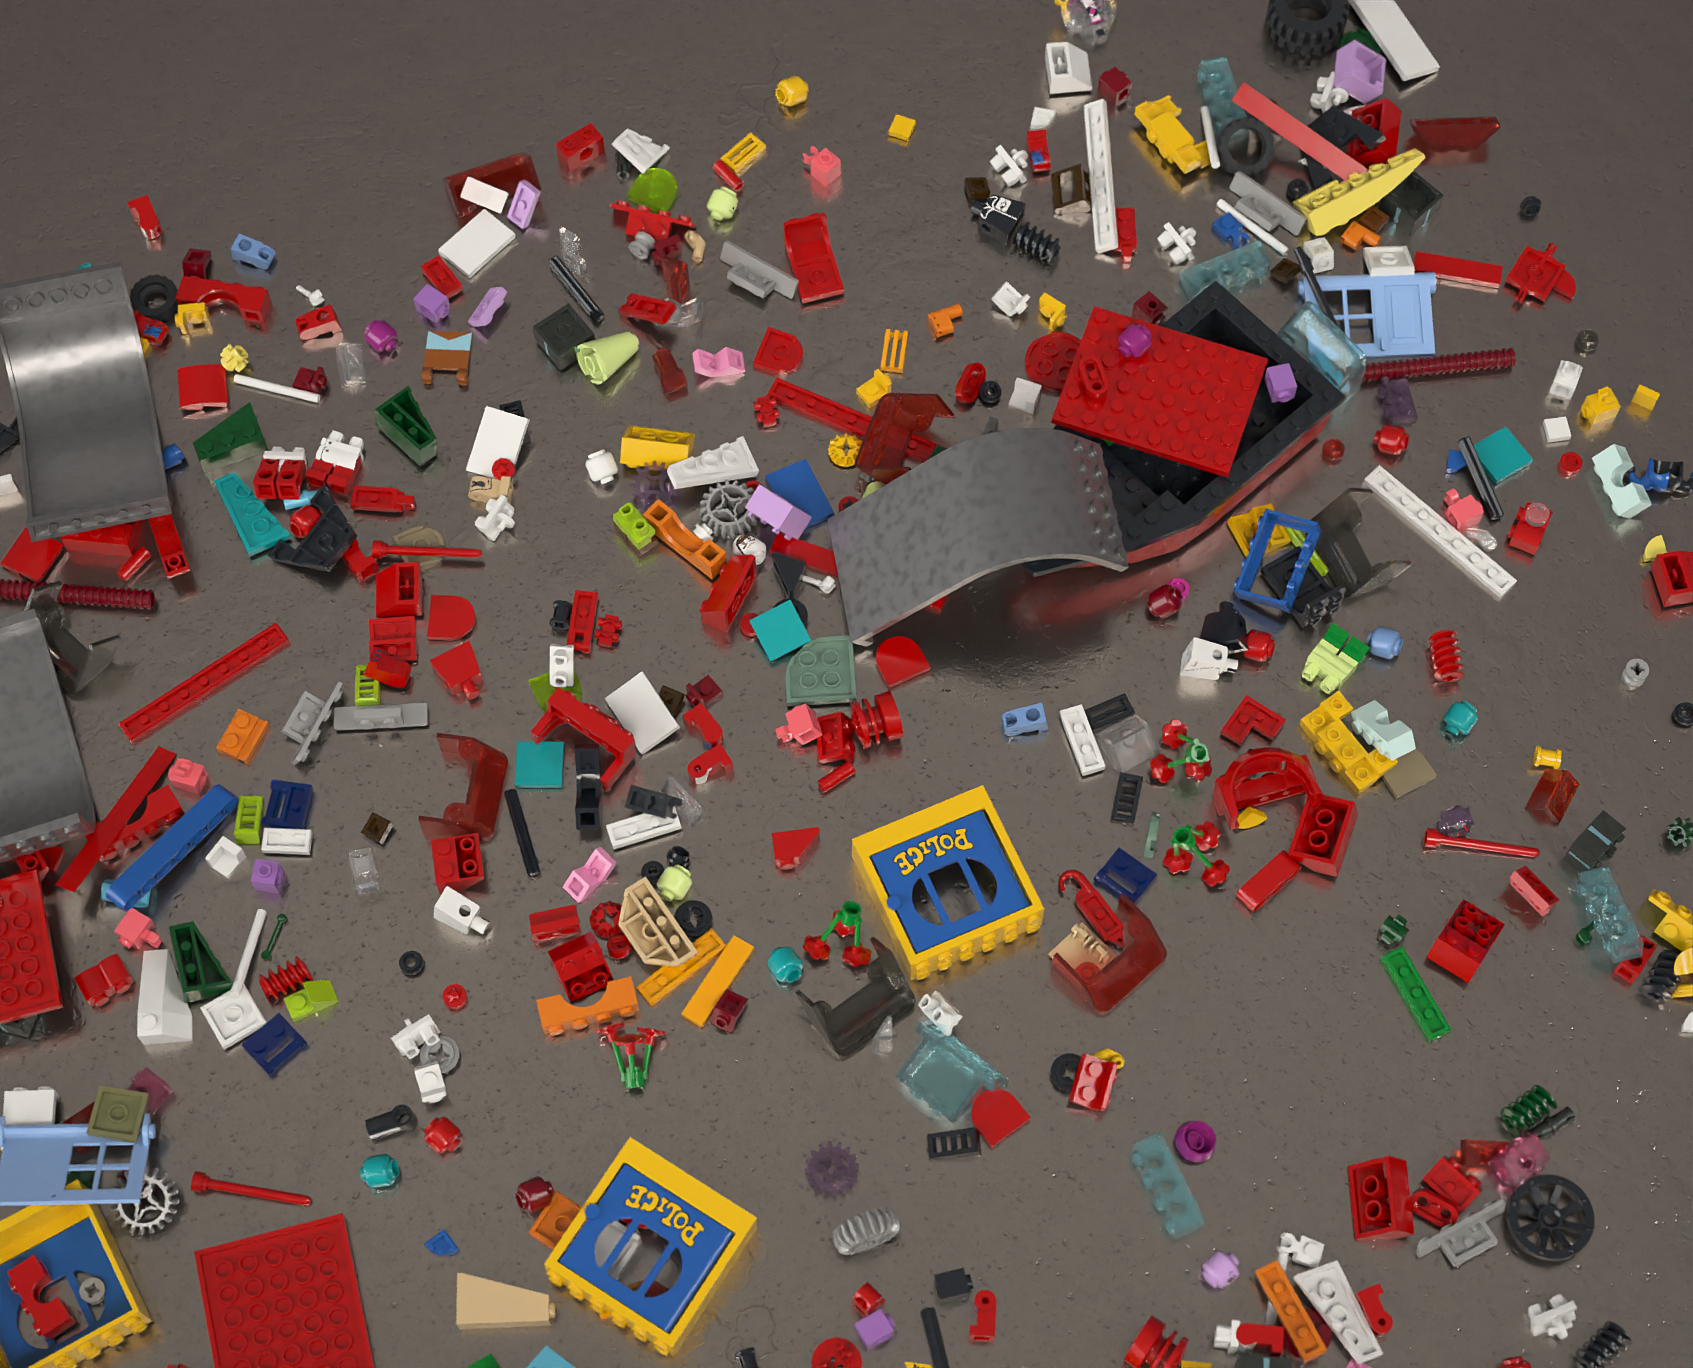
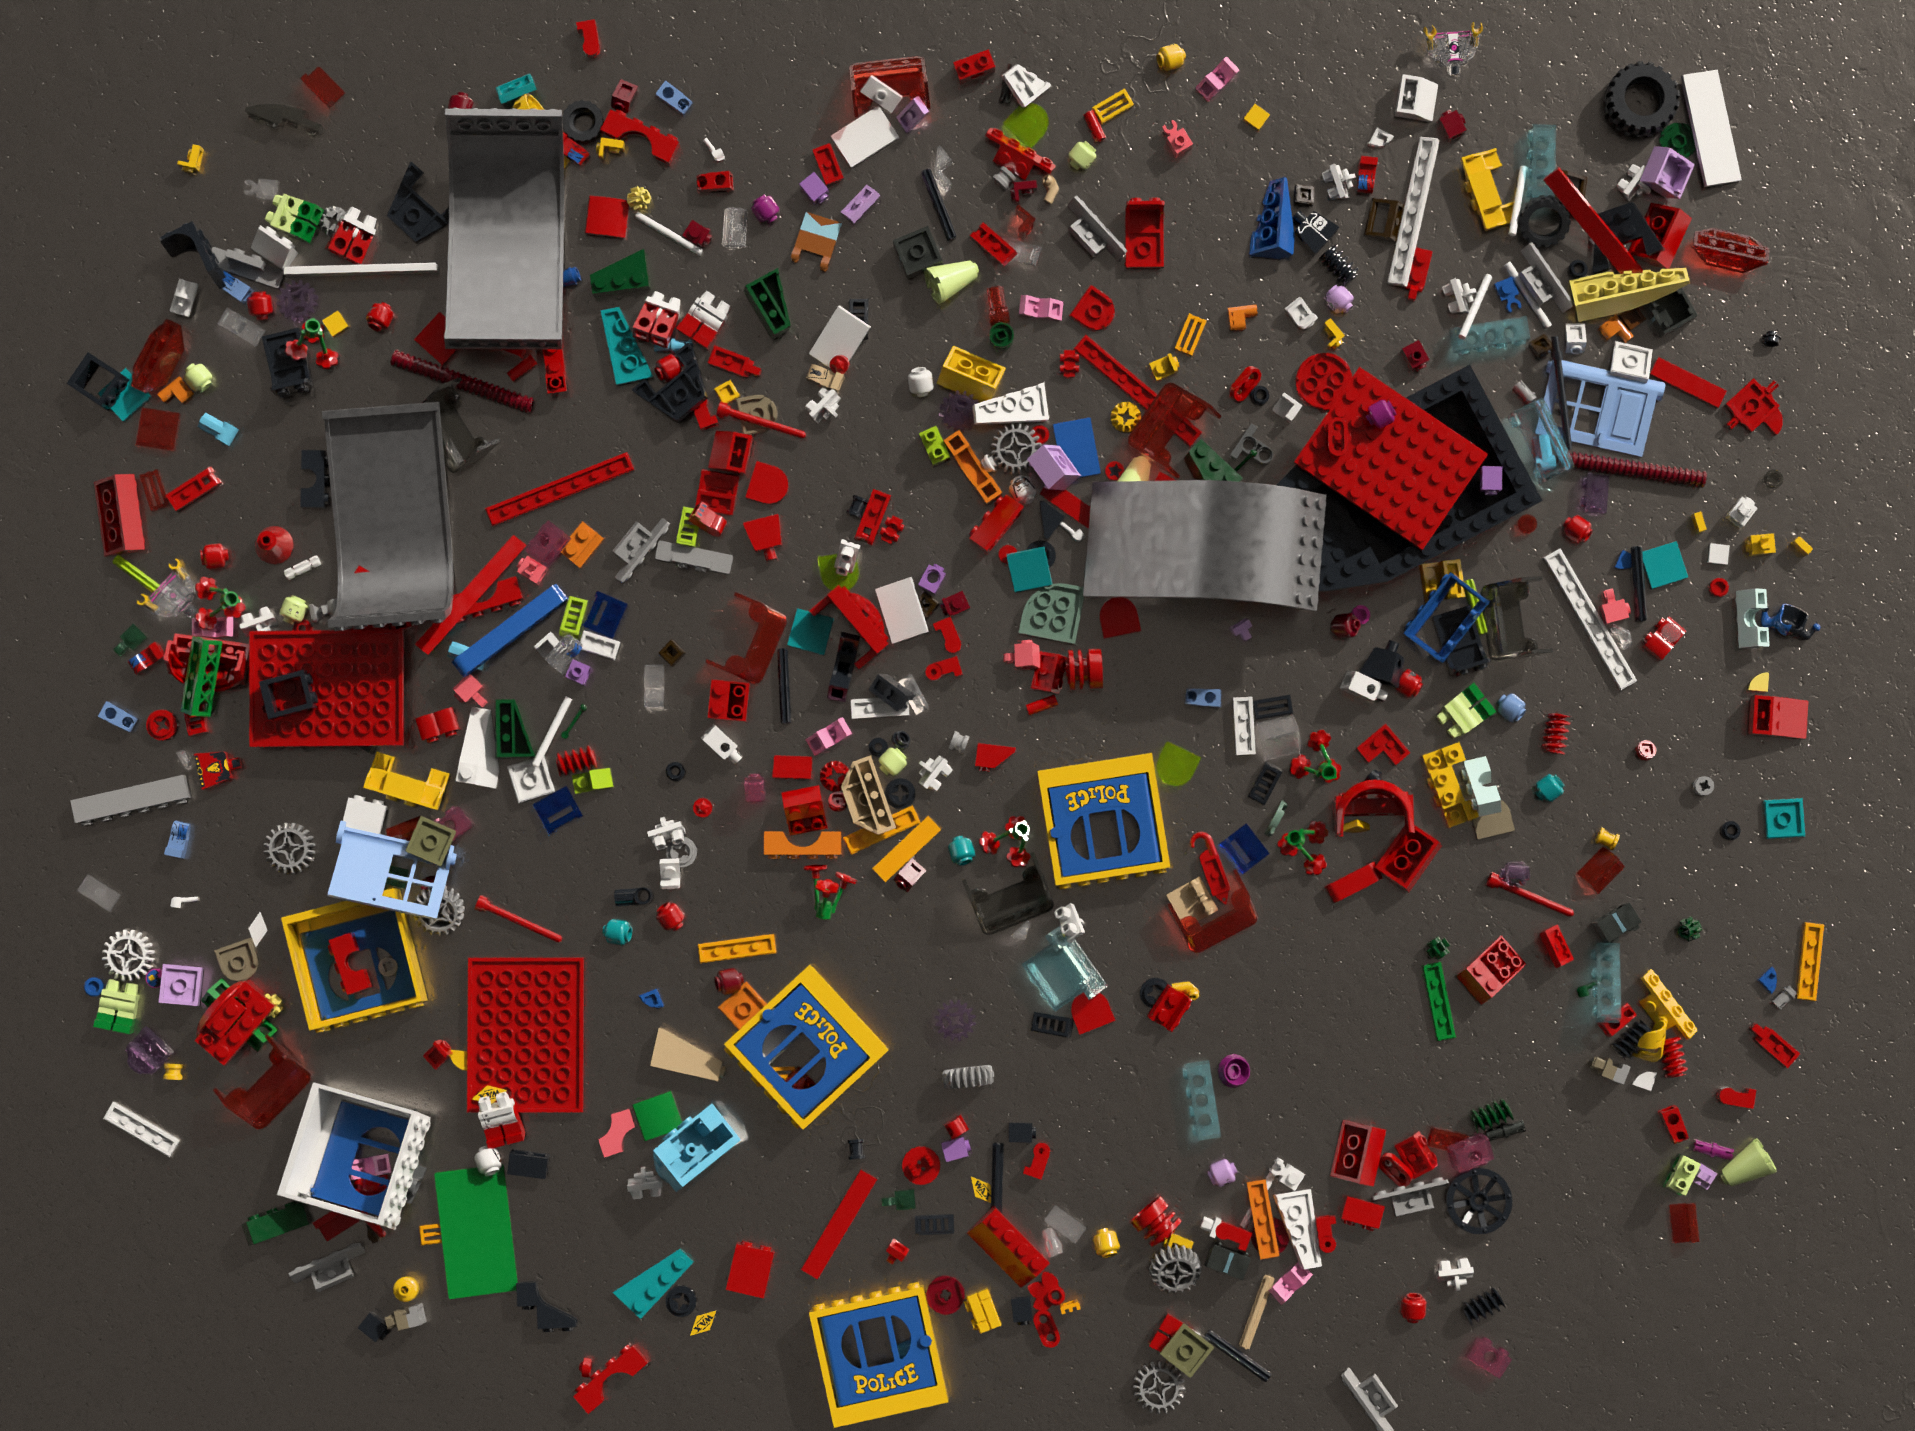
camera: 15 degrees right, 20 degrees up
(76, 1064) = (405, 788): none -> yellow bracket
(201, 740) = (549, 552): none -> clear pink brick
(244, 854) = (563, 653): none -> clear leg
(380, 531) = (727, 392): none -> yellow tile
(513, 953) = (755, 788): none -> clear pink brick
(535, 1154) = (736, 948): none -> light orange tile
(669, 678) = (932, 587): none -> medium lavender brick
(681, 398) = (1001, 336): none -> dark green wheel
(732, 875) = (931, 770): none -> white hips
(749, 841) = (959, 742): none -> light grey wheel
(849, 102) = (1217, 79): none -> bright pink slope
(955, 223) = (1275, 228): none -> blue wedge
(1016, 803) = (1176, 765): none -> clear neon green tile
(1047, 636) = (1242, 629): none -> lavender tile
(1048, 276) = (1339, 299): none -> lavender head
(1199, 247) = (1475, 306): none -> white bar
(1278, 317) = (1524, 392): none -> light grey pin
(1410, 1272) = (1361, 1212): none -> red brick
(1523, 401) = (1698, 522): none -> yellow tile
(1555, 651) = (1646, 750): none -> tile
(1652, 1017) = (1610, 1072): none -> dark tan hips

